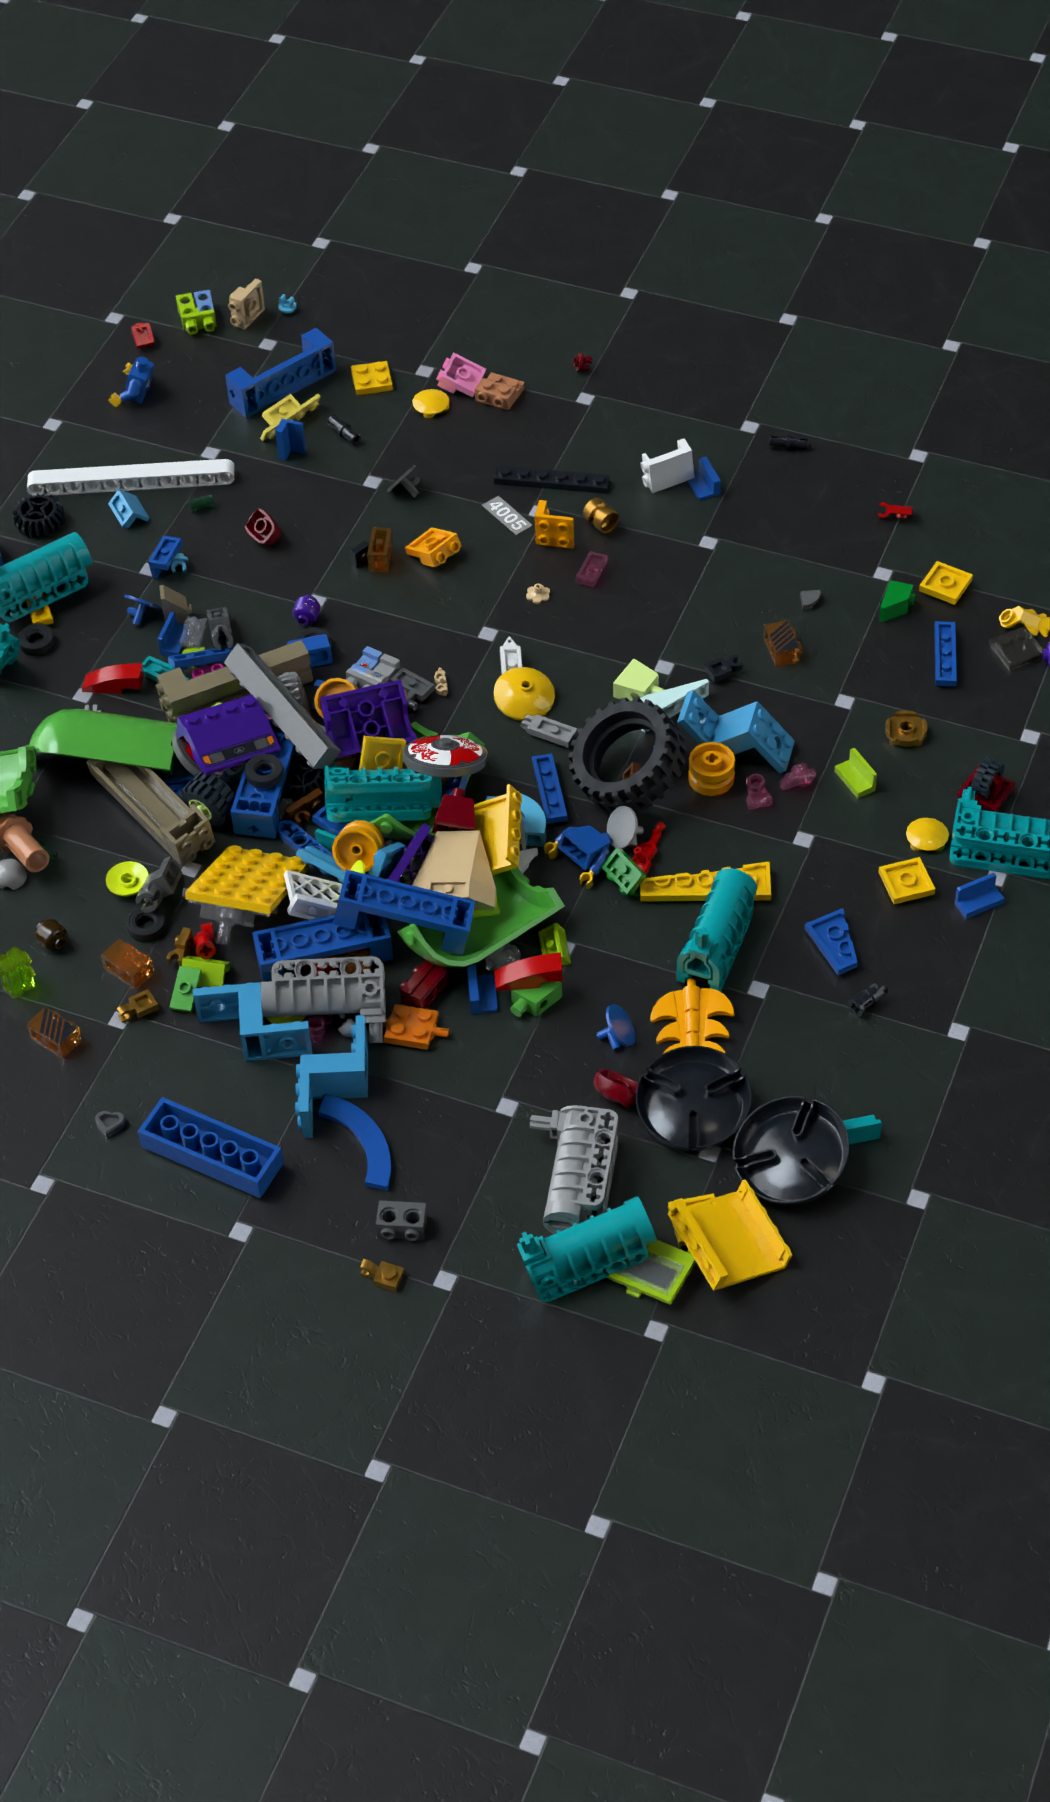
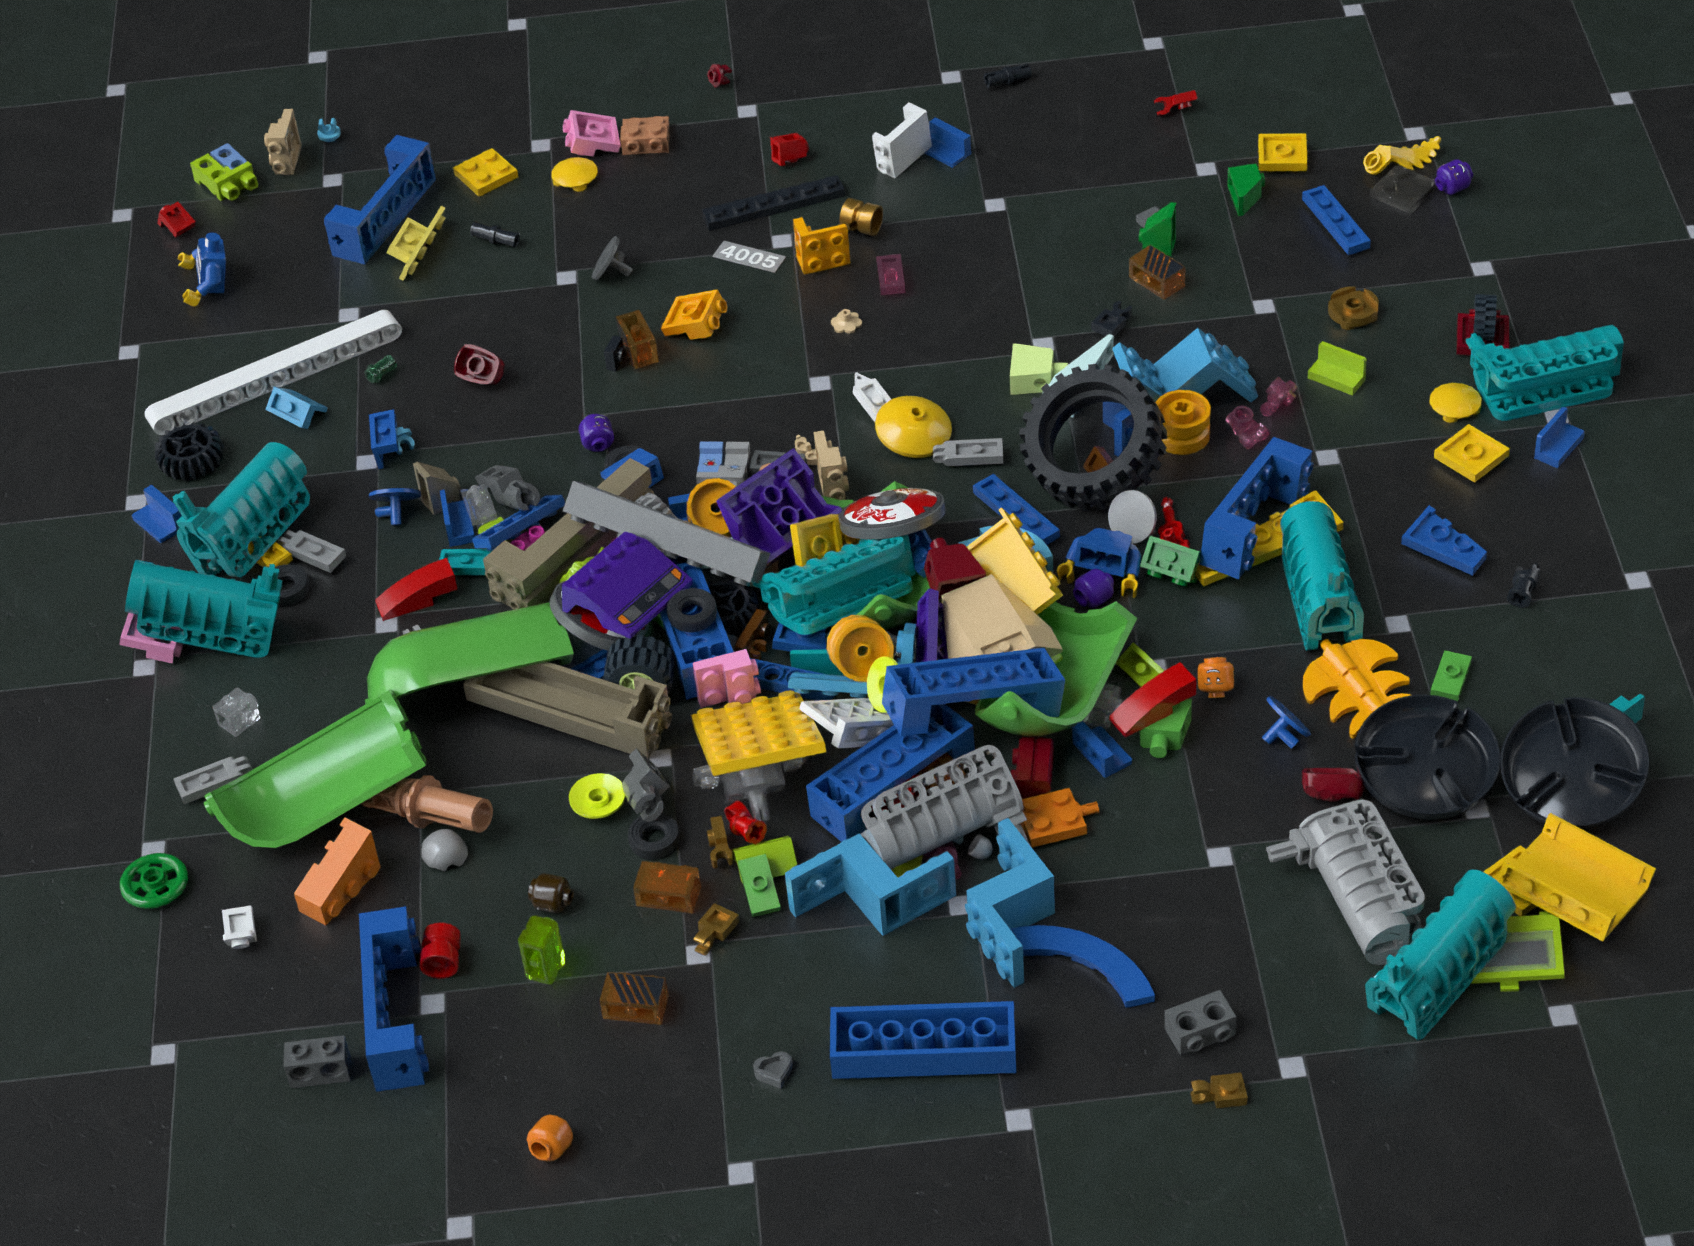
camera: 25 degrees left, 5 degrees down
(68, 621) = (312, 550): none -> light grey hinge
(262, 831) = (726, 679): none -> bright pink plate
(289, 438) = (444, 261): blue panel -> none
(437, 704) = (830, 468): none -> tan plate
(560, 870) = (1093, 588): none -> dark purple head
(589, 440) = (788, 148): none -> red brick
(593, 973) = (1215, 676): none -> orange head
(667, 868) = (1228, 535): none -> blue plate
(764, 1045) = (1451, 675): none -> bright green plate
(805, 613) = (1160, 230): none -> green slope

